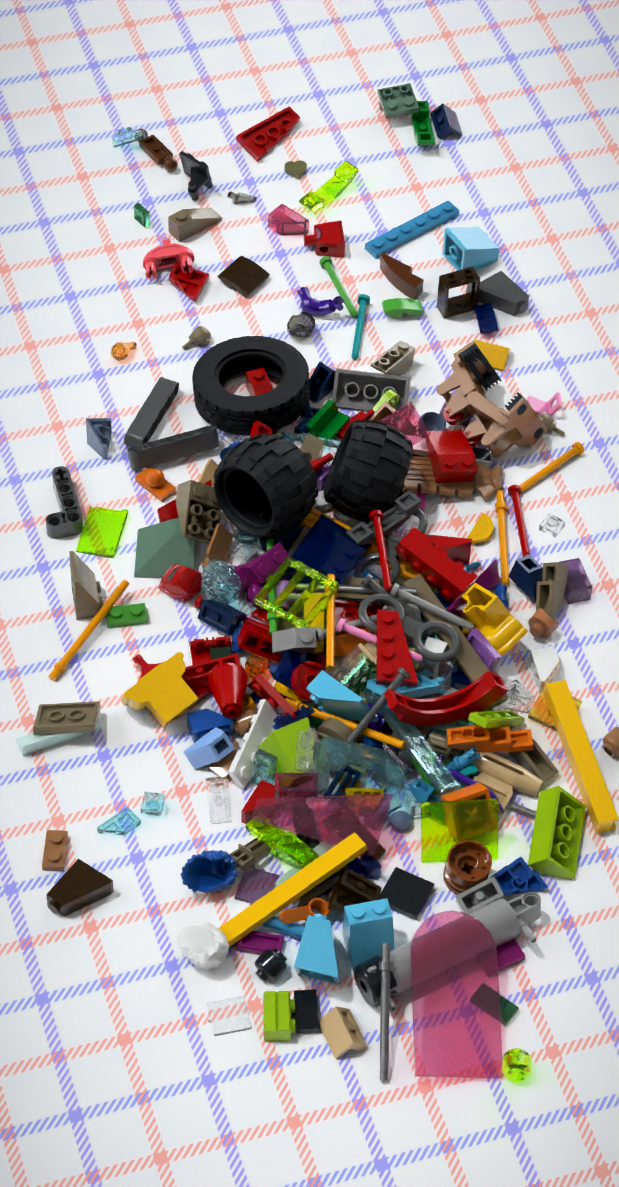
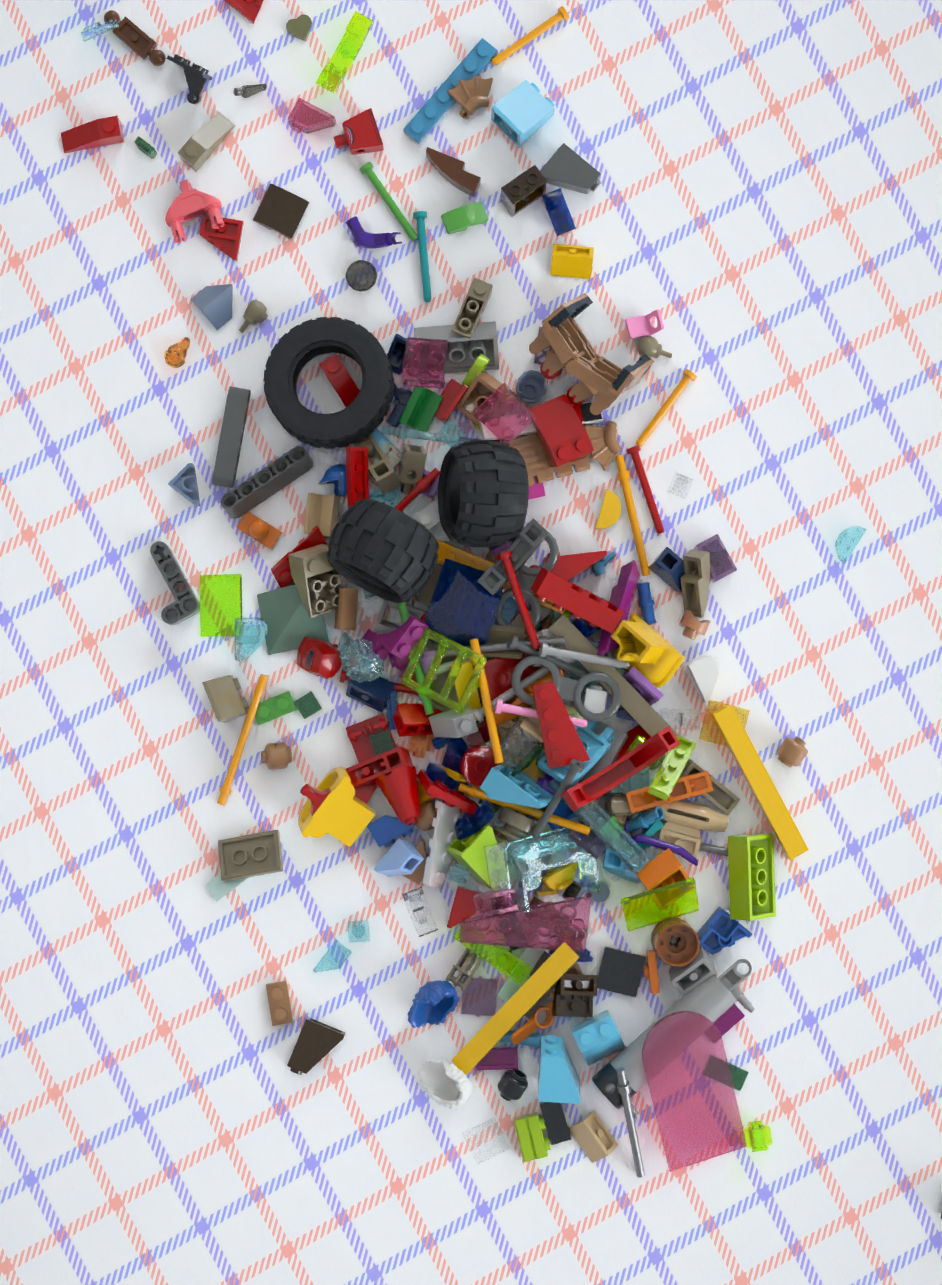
camera: 10 degrees left, 35 degrees up
(102, 199) = (93, 134): none -> red slope
(117, 647) = (276, 755): none -> medium nougat head
(121, 551) = (248, 637): none -> clear light blue slope
(159, 619) = (308, 705): none -> clear green tile
(167, 325) = (215, 304): none -> sand blue slope
(341, 383) = (424, 363): none -> clear pink bracket
(428, 232) = (471, 95): none -> medium nougat arm
(437, 894) = (651, 971): none -> orange plate
(520, 198) = (562, 14): none -> light orange bar

